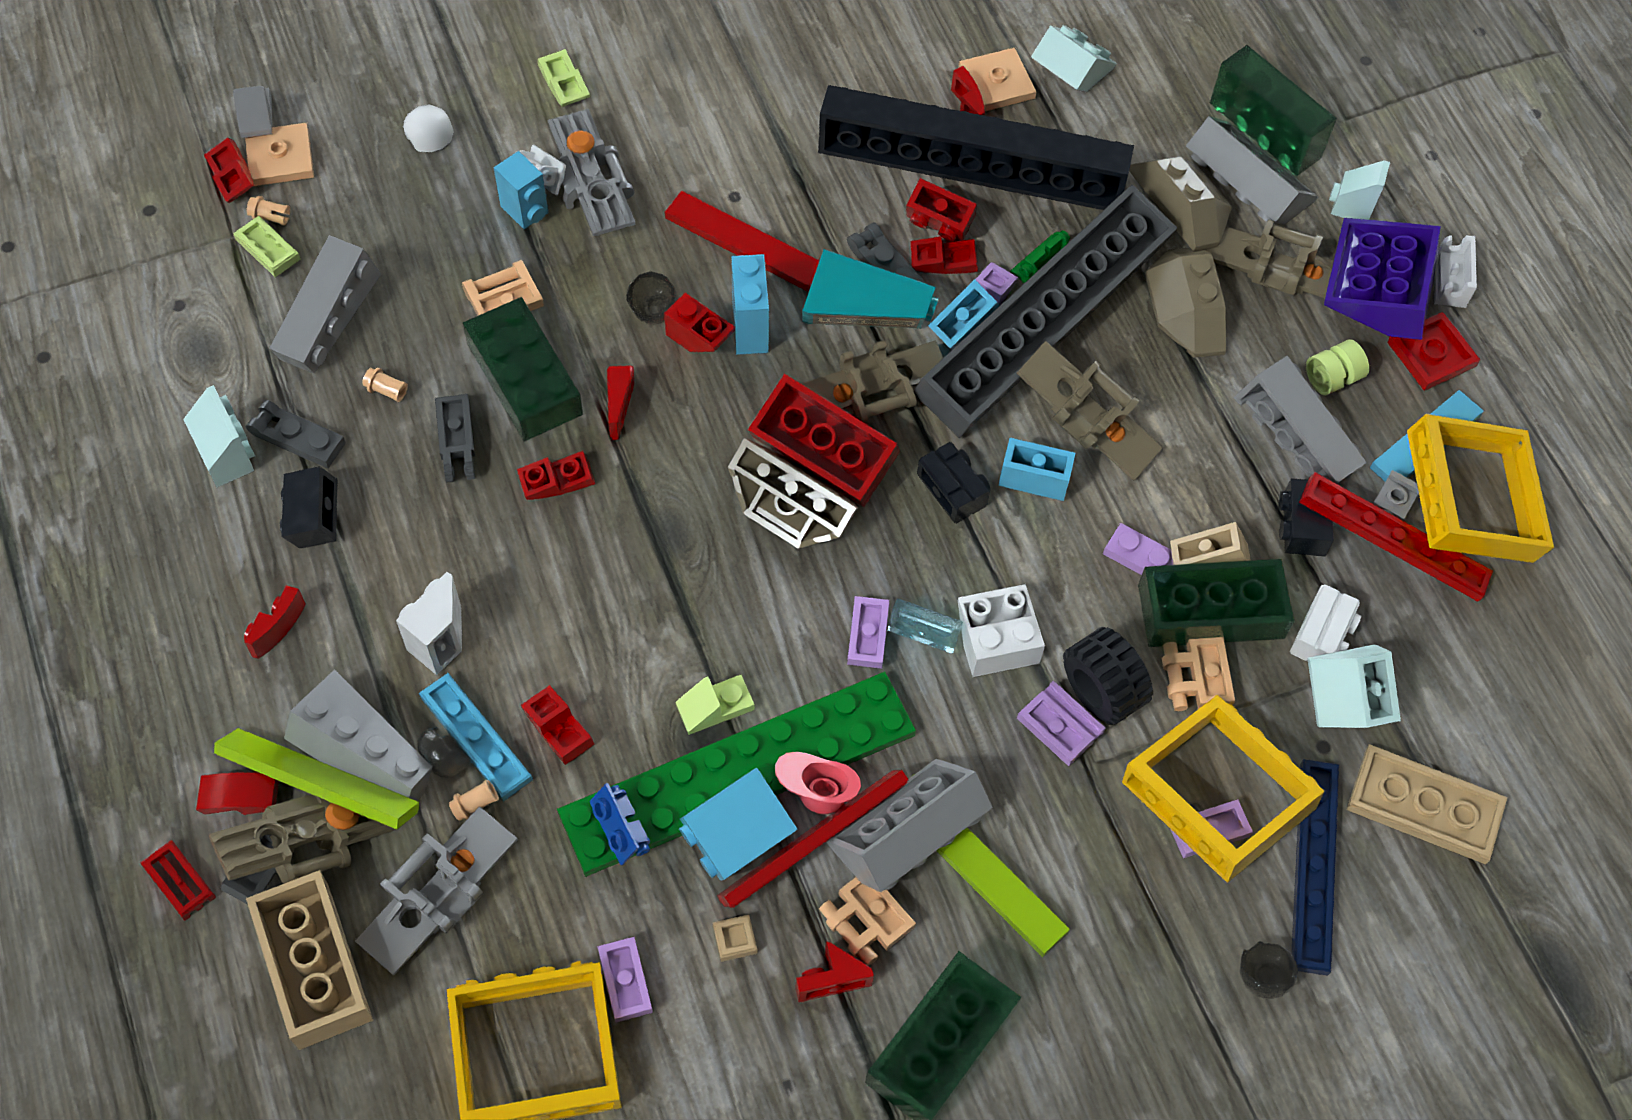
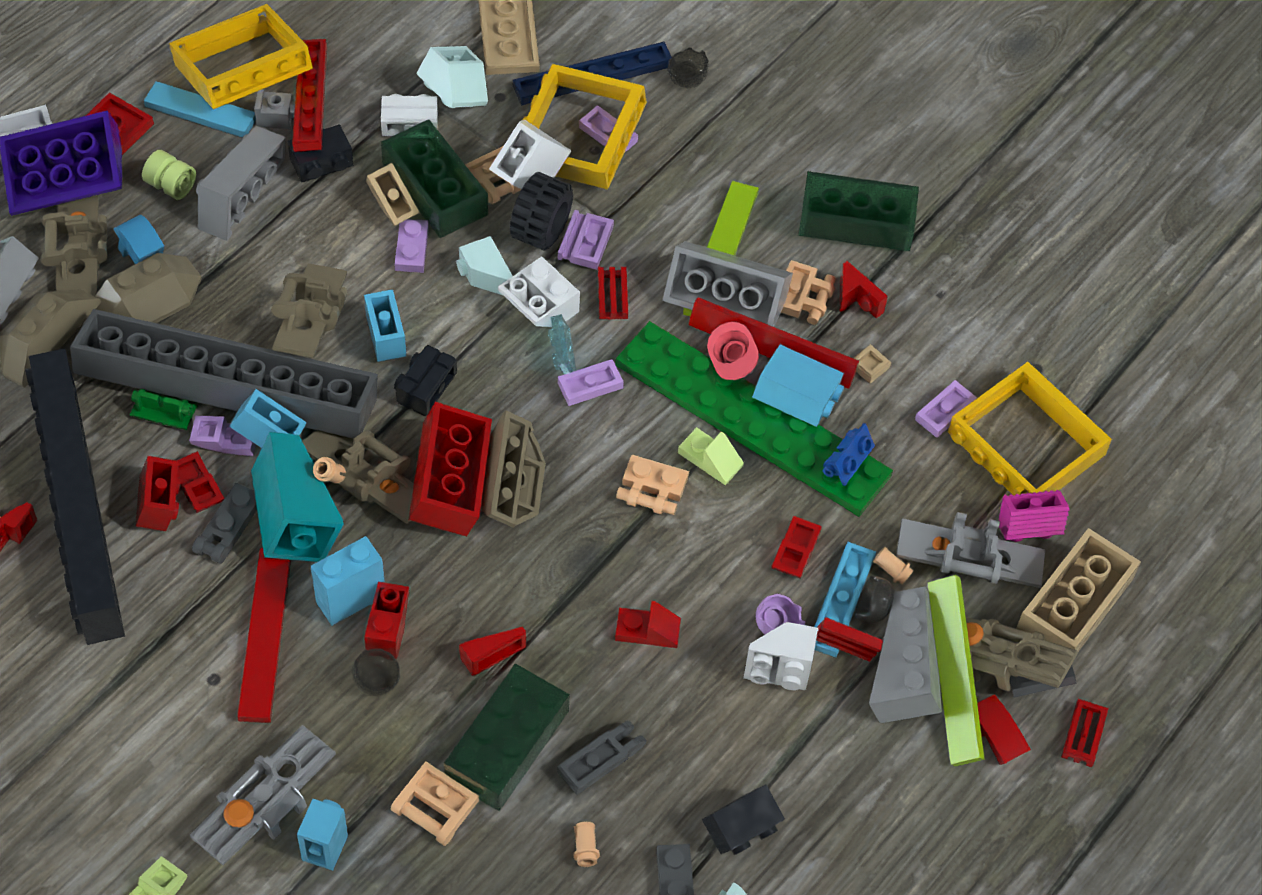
camera: 120 degrees left, 5 degrees down
(271, 629) = (864, 787): red slope -> none
(416, 696) = (848, 639): none -> red tile
(429, 974) = (1033, 515): none -> dark pink brick
(484, 653) = (776, 611): none -> lavender hair
(550, 167) = (282, 835): white hinge -> none
(556, 478) = (589, 663): red slope -> none
(558, 543) = (650, 627): none -> red slope
(719, 637) = (654, 478): none -> light nougat plate
(868, 318) = (332, 473): none -> light nougat pin
(982, 707) = (612, 274): none -> red tile
(1071, 603) = (483, 265): none -> light aqua slope
(1185, 689) = (528, 152): none -> white slope
(1249, 296) = (138, 239): none -> dark azure brick

